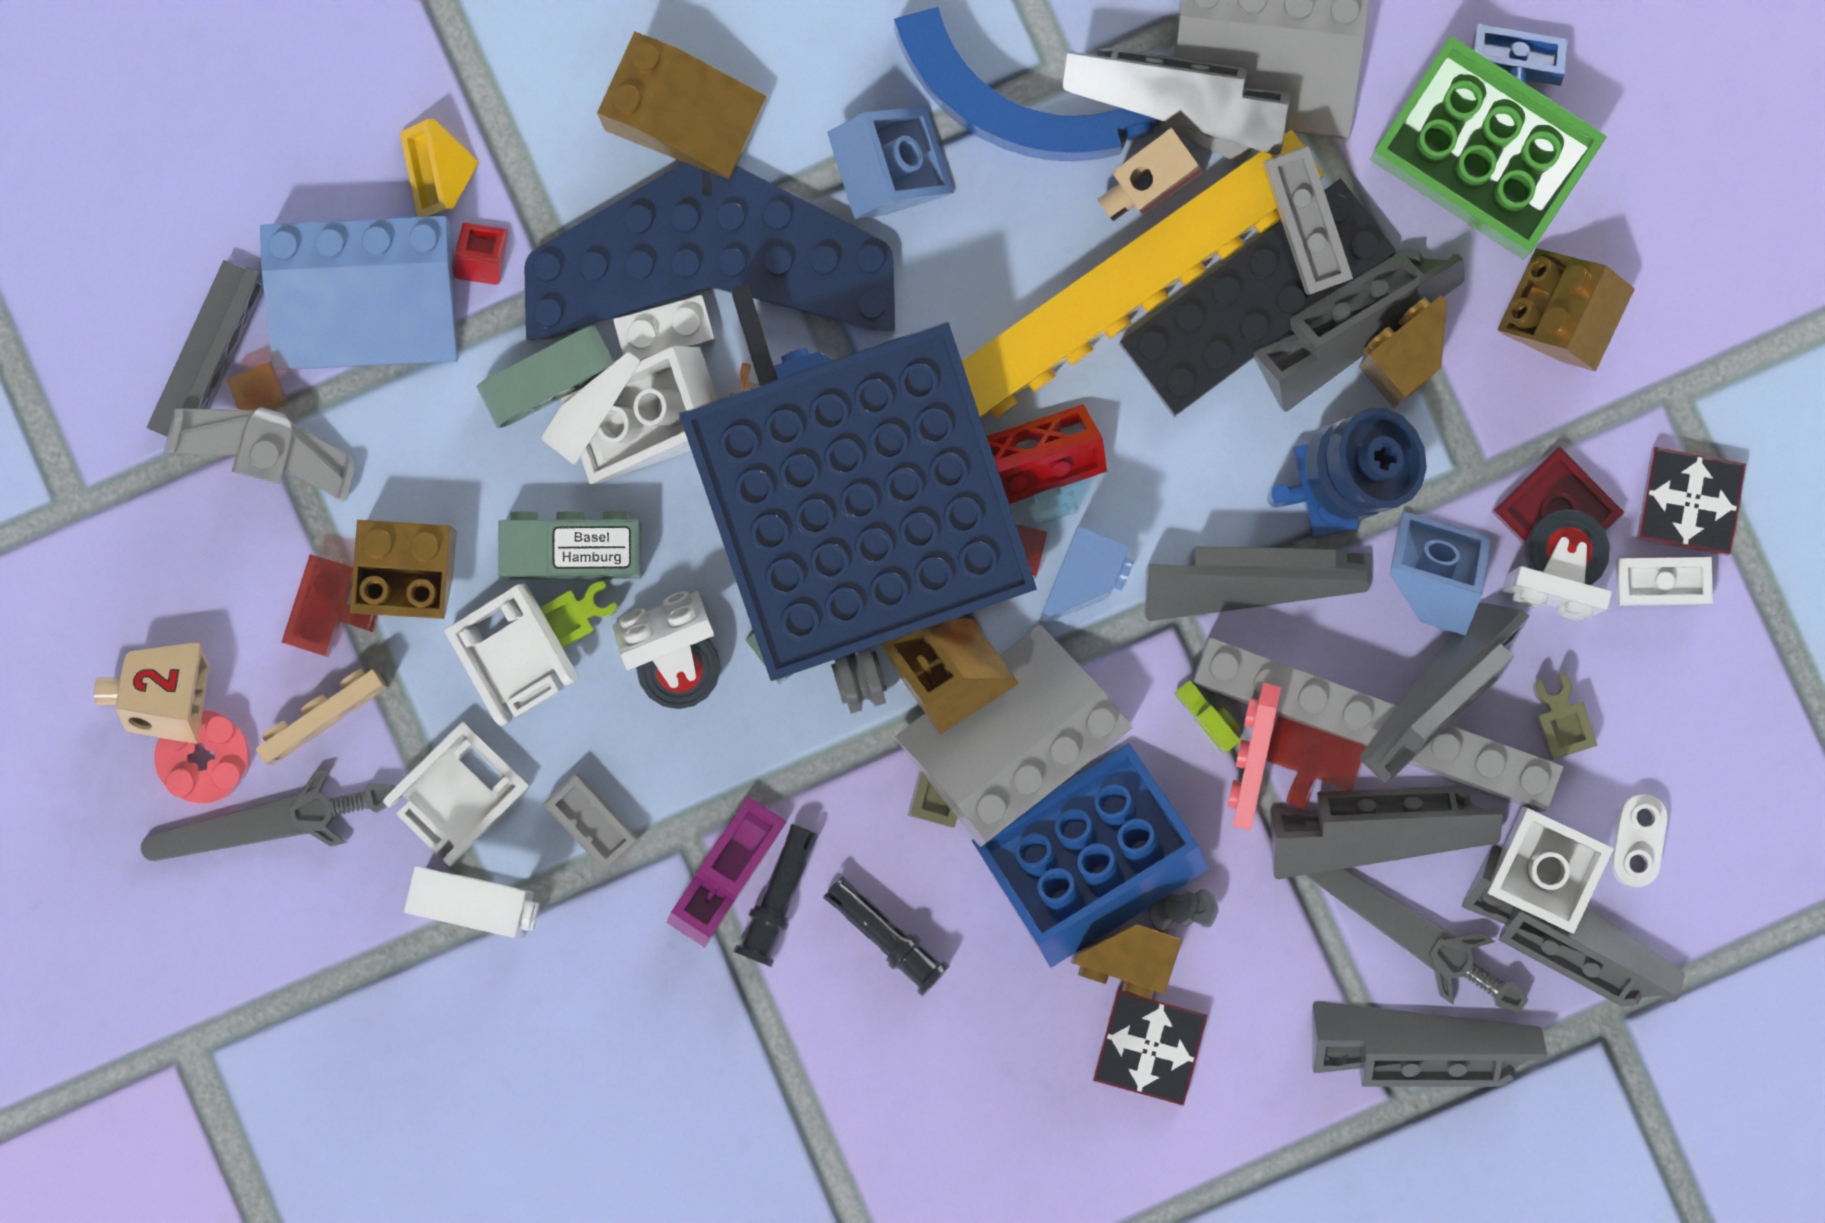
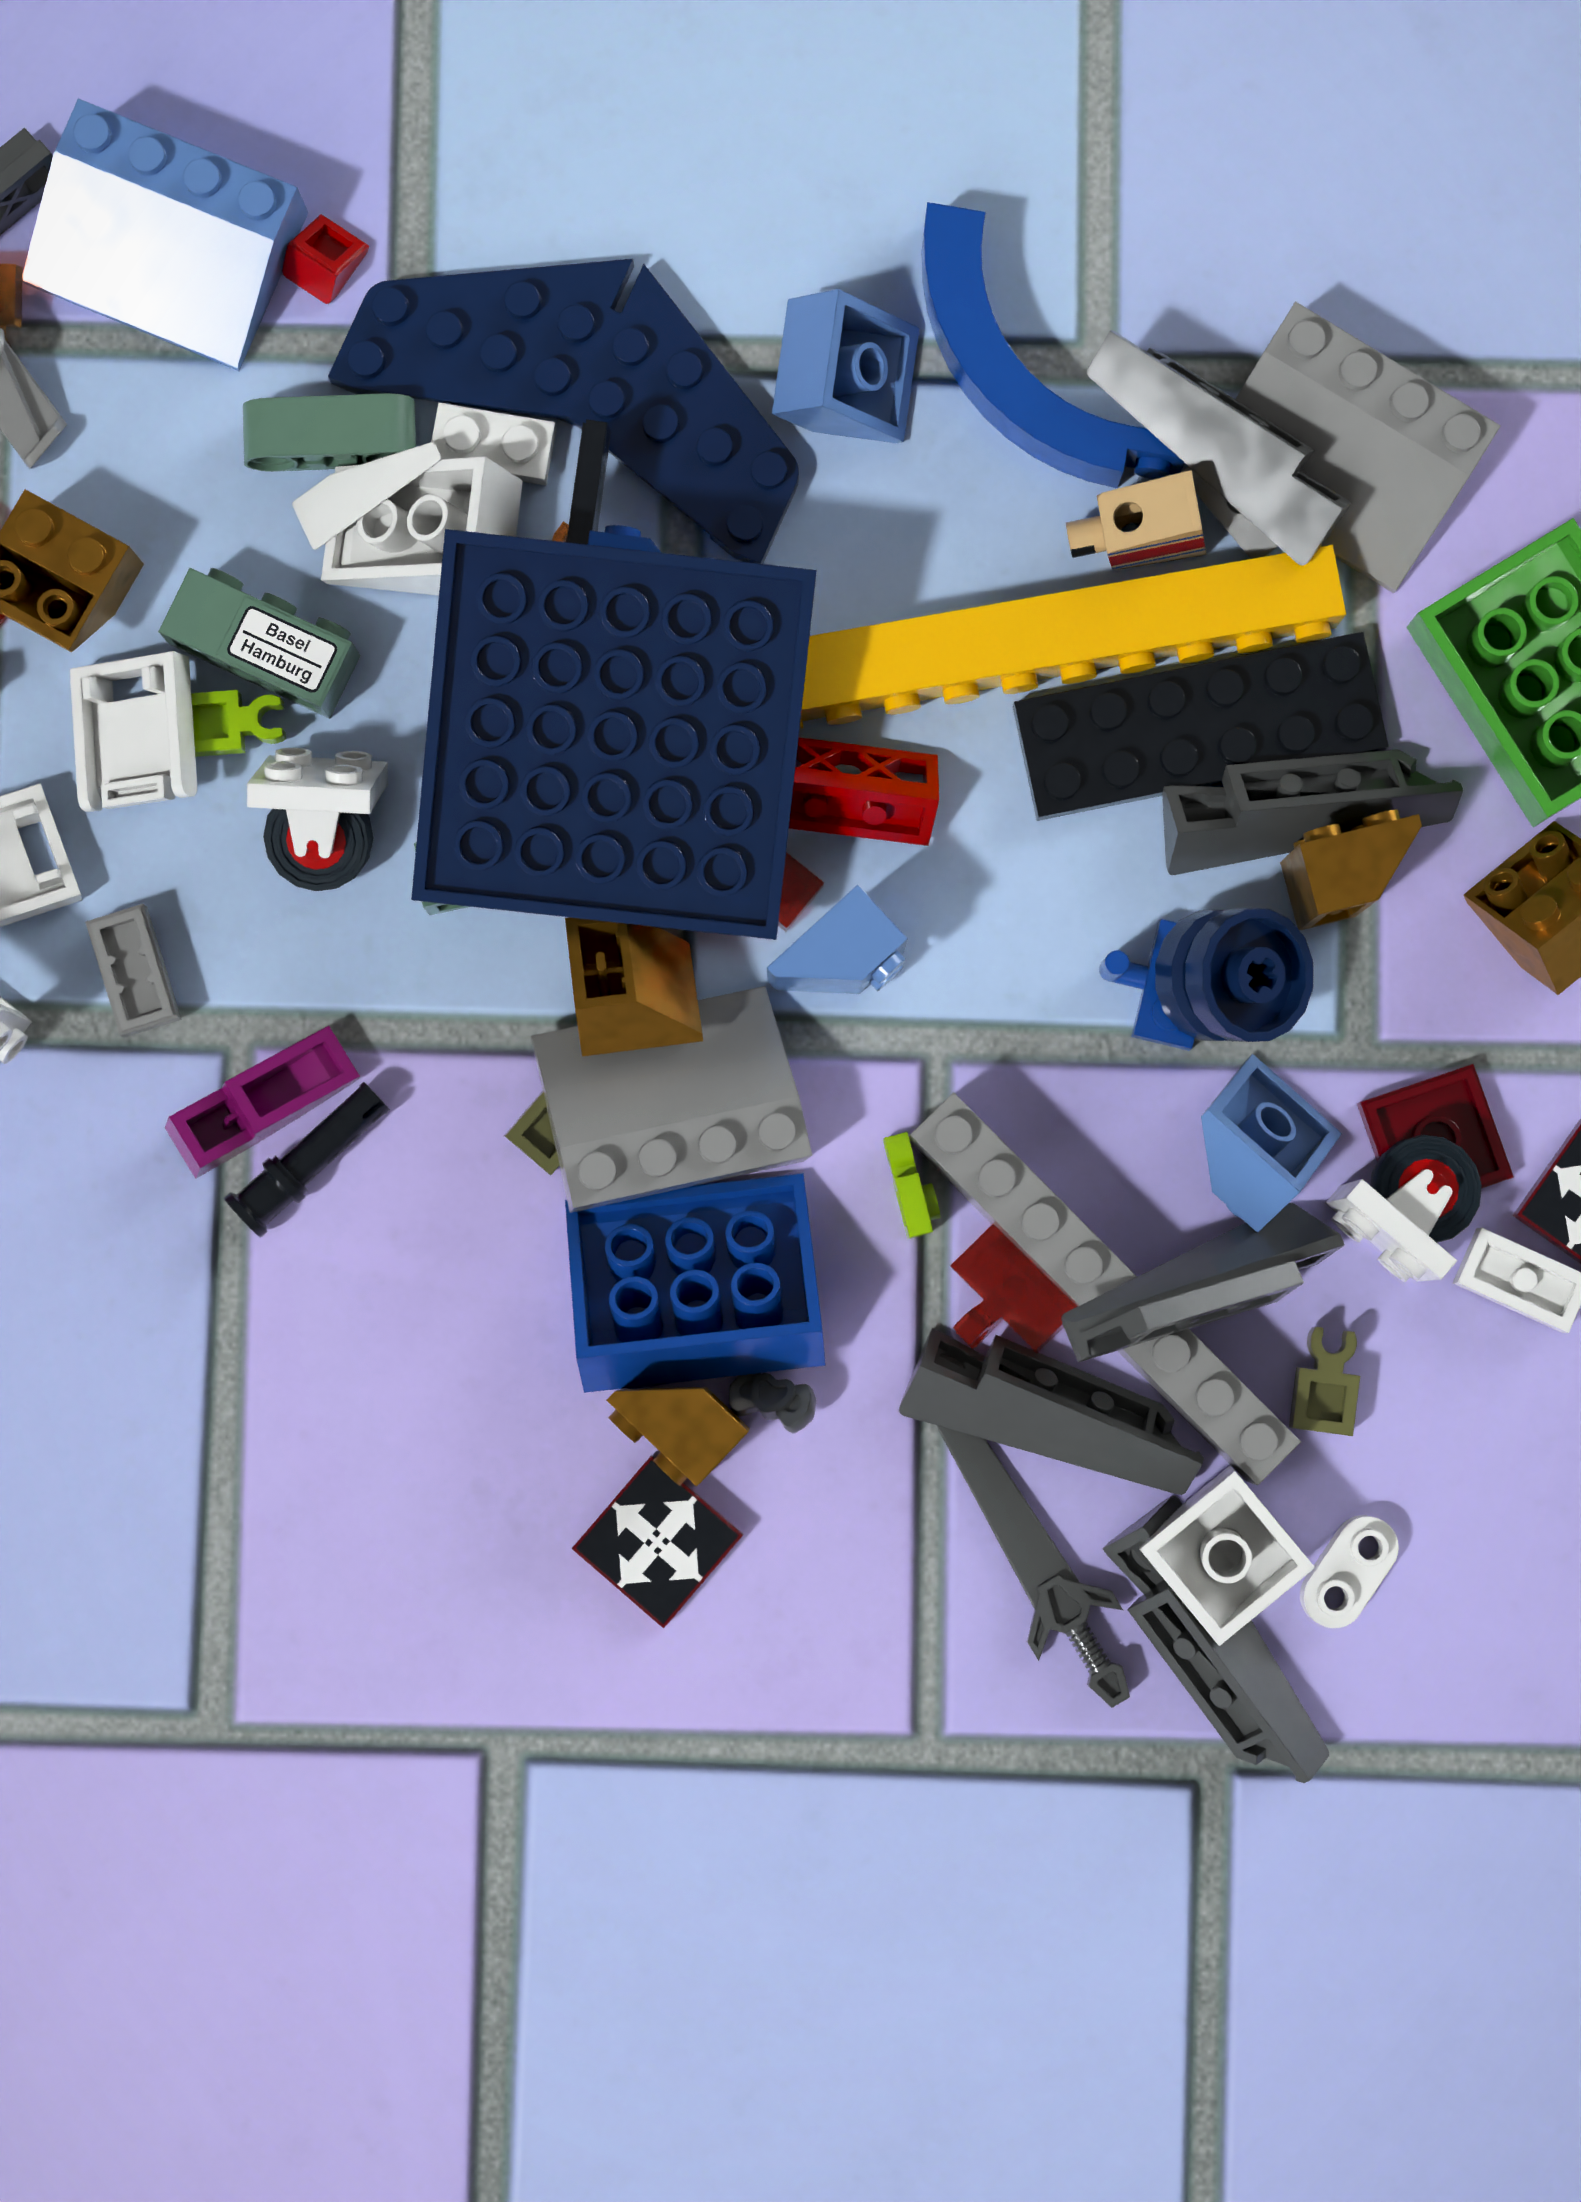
camera: 25 degrees right, 0 degrees up
(435, 167) = (321, 133): yellow slope -> none
(680, 106) = (630, 190): pearl gold slope -> none
(859, 679) = (521, 949): dark grey wheel -> none
(902, 949) = (421, 1288): black pin -> none
(1052, 506) = (843, 855): clear light blue plate -> none
(1251, 578) = (1037, 1048): dark grey wedge -> none
(1253, 755) = (939, 1255): coral plate -> none
(1307, 220) = (1301, 656): light grey plate -> none
(1420, 1048) = (975, 1693): dark grey wedge -> none

